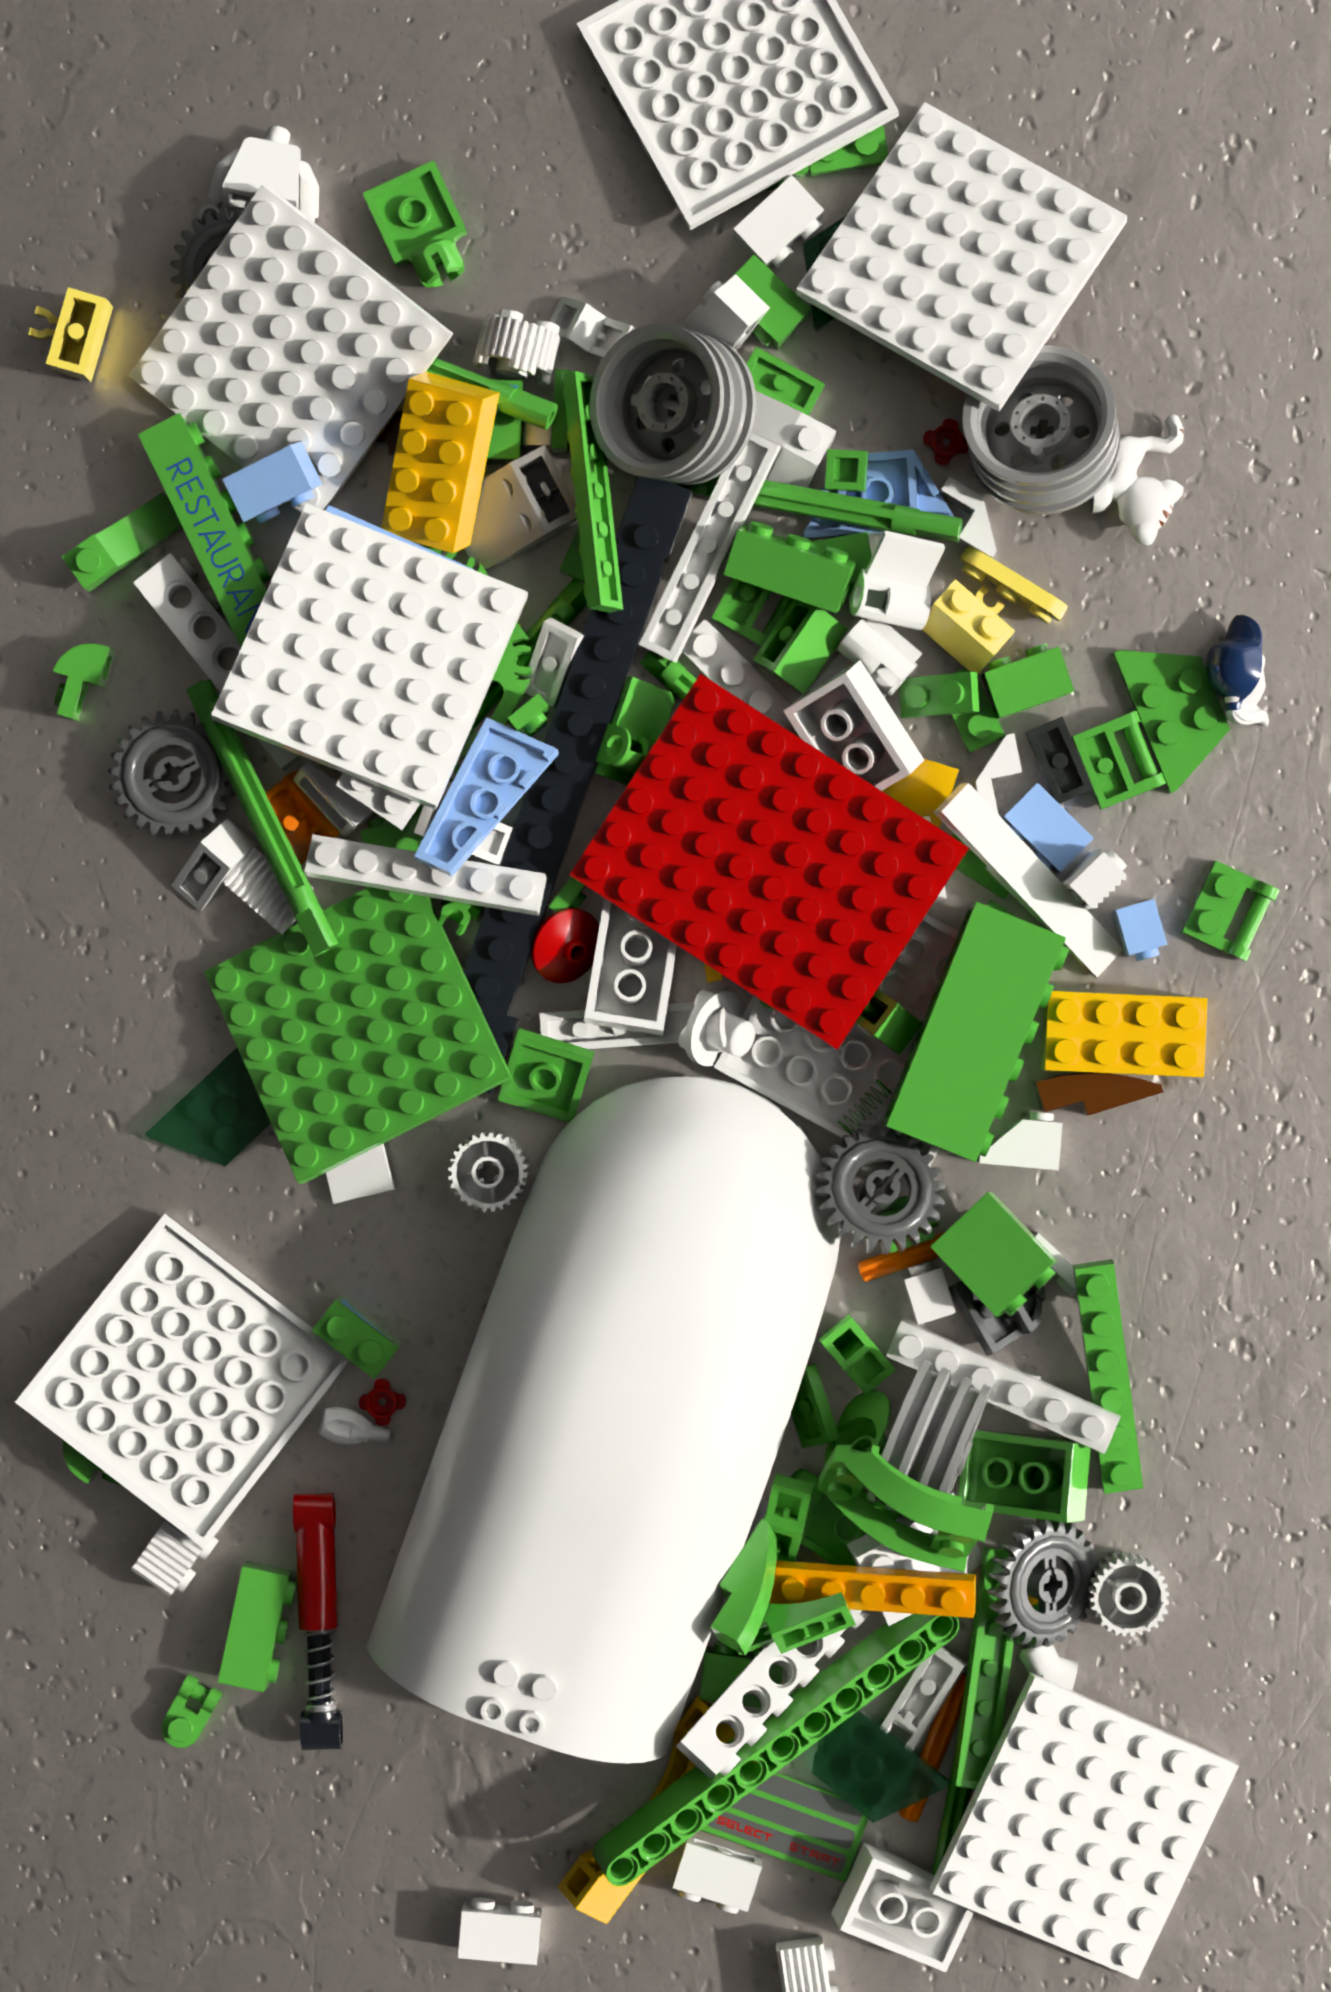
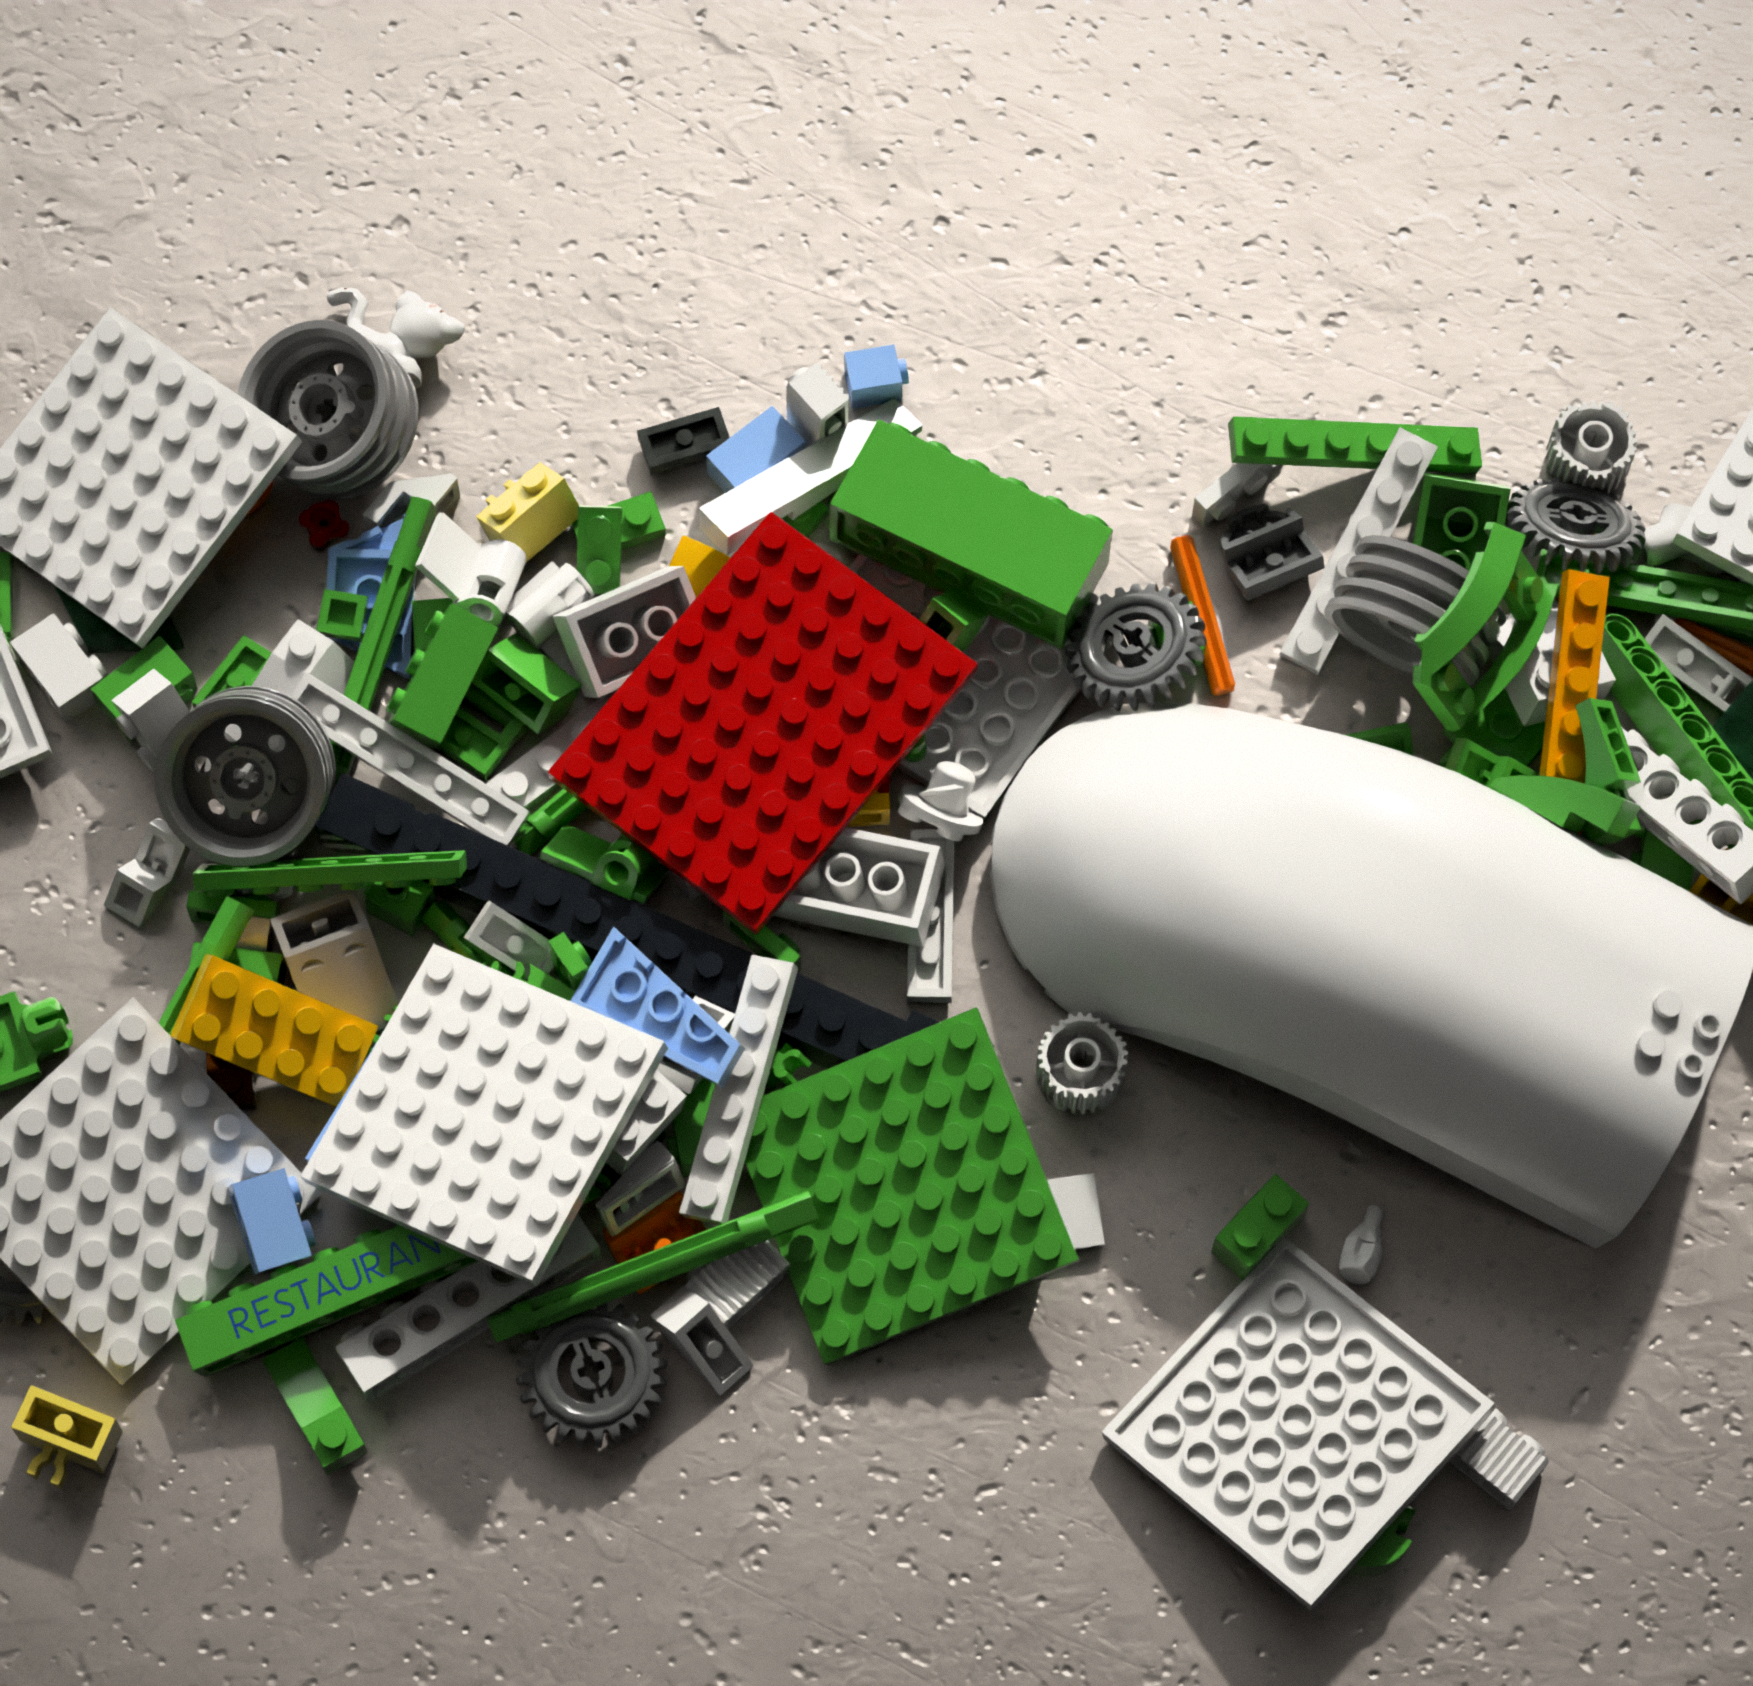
camera: 85 degrees left, 20 degrees down
(82, 666) = (457, 1467): bright green brick -> none
(182, 1723) = (1700, 1472): bright green plate -> none
(216, 1116) = (988, 1363): clear green wing -> none
(257, 1626) = (1588, 1372): bright green brick -> none
(317, 1615) = (1471, 1296): piece -> none
(370, 1402) = (1336, 1199): red plate -> none
(517, 348) = (155, 944): white brick -> none
(546, 1075) = (982, 979): bright green plate -> none
(556, 939) = (833, 958): red dish -> none
(847, 1128) = (1015, 646): bright green piece -> none
(857, 1354) = (1313, 696): bright green brick -> none
(863, 1423) = (1390, 698): bright green piece -> none
(928, 1292) = (1252, 620): white brick -> none
(995, 1255) = (1215, 537): bright green brick -> none
(1001, 764) = (677, 495): white slope -> none
(1012, 585) = (488, 468): light yellow plate -> none
(1027, 681) = (594, 460): bright green brick -> none
(1027, 1144) = (1097, 493): white slope -> none
(1093, 1091) = (1046, 436): reddish brown slope -> none
(1107, 765) = (694, 391): bright green plate -> none
(1124, 1034) = (988, 388): yellow brick -> none
(1175, 709) = (643, 326): bright green wing -> none
(1218, 904) = (856, 302): bright green plate -> none
(1237, 671) = (606, 253): dark blue hair -> none

